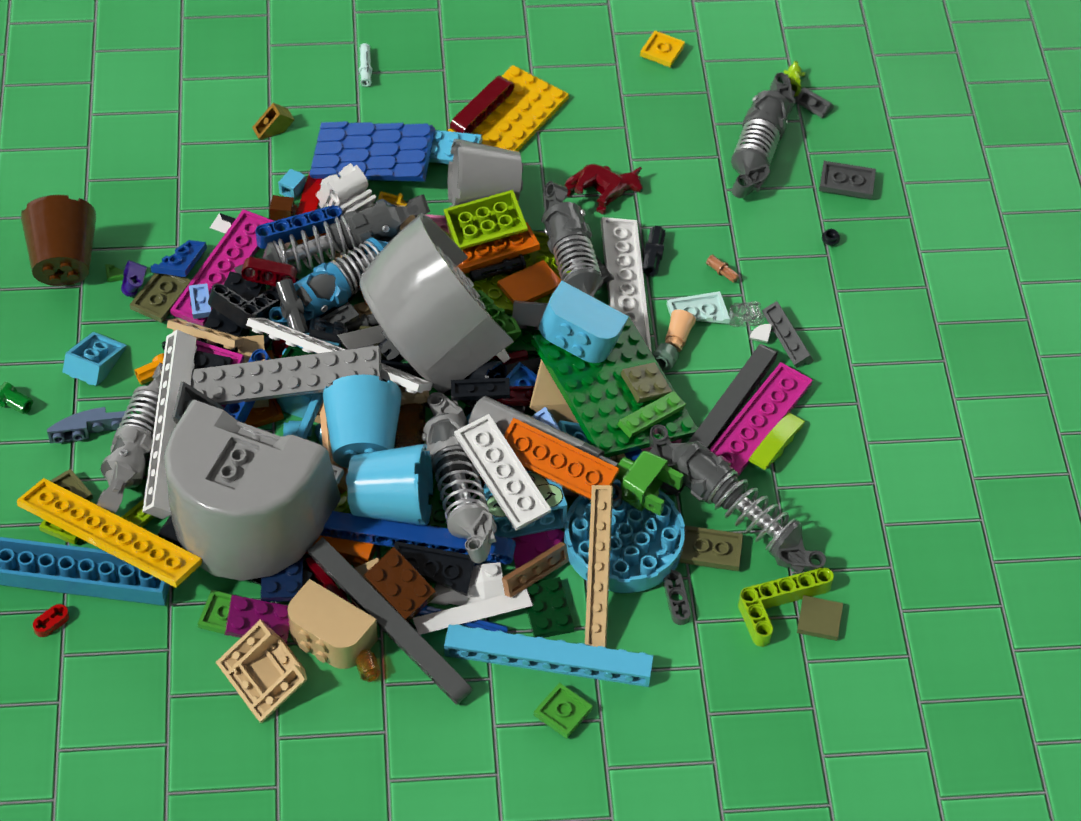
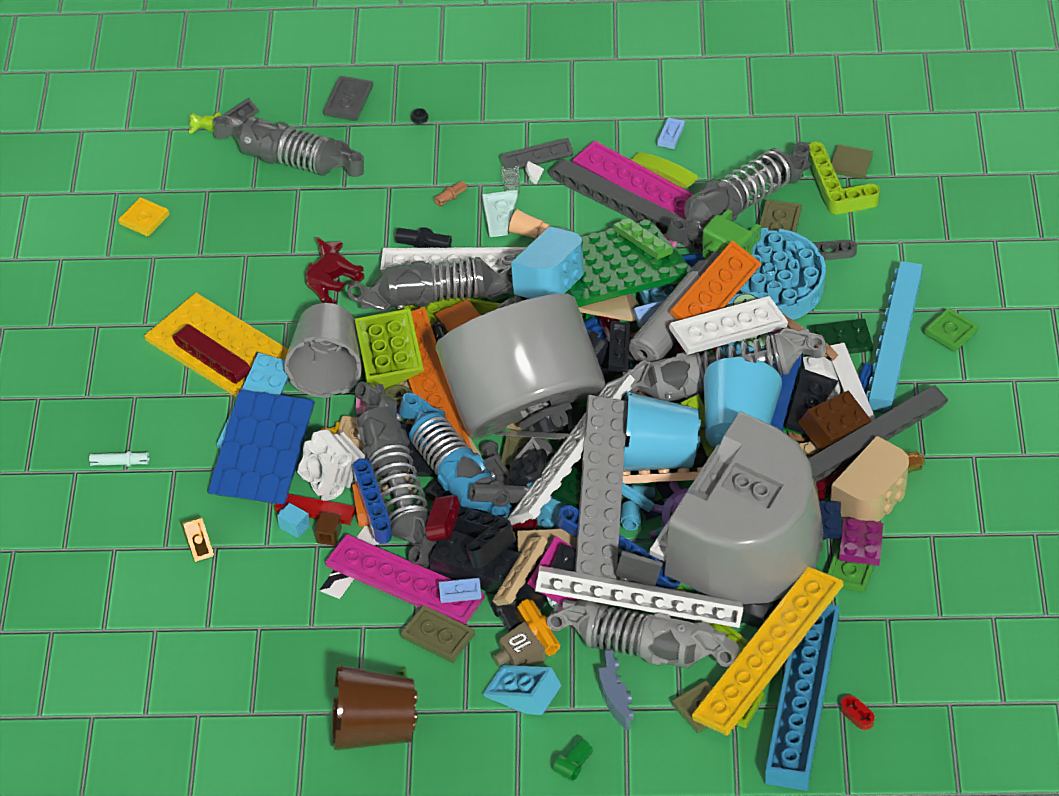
camera: 80 degrees left, 5 degrees down
(133, 278) = (416, 655): dark purple piece -> none
(138, 351) = (520, 648): none -> dark tan torso
(182, 260) = (394, 611): blue wing -> none
(262, 670) = (920, 536): tan slope -> none
(598, 565) = (818, 279): tan plate -> none
(646, 382) = (604, 240): olive plate -> none
(837, 448) = (671, 133): none -> light blue plate

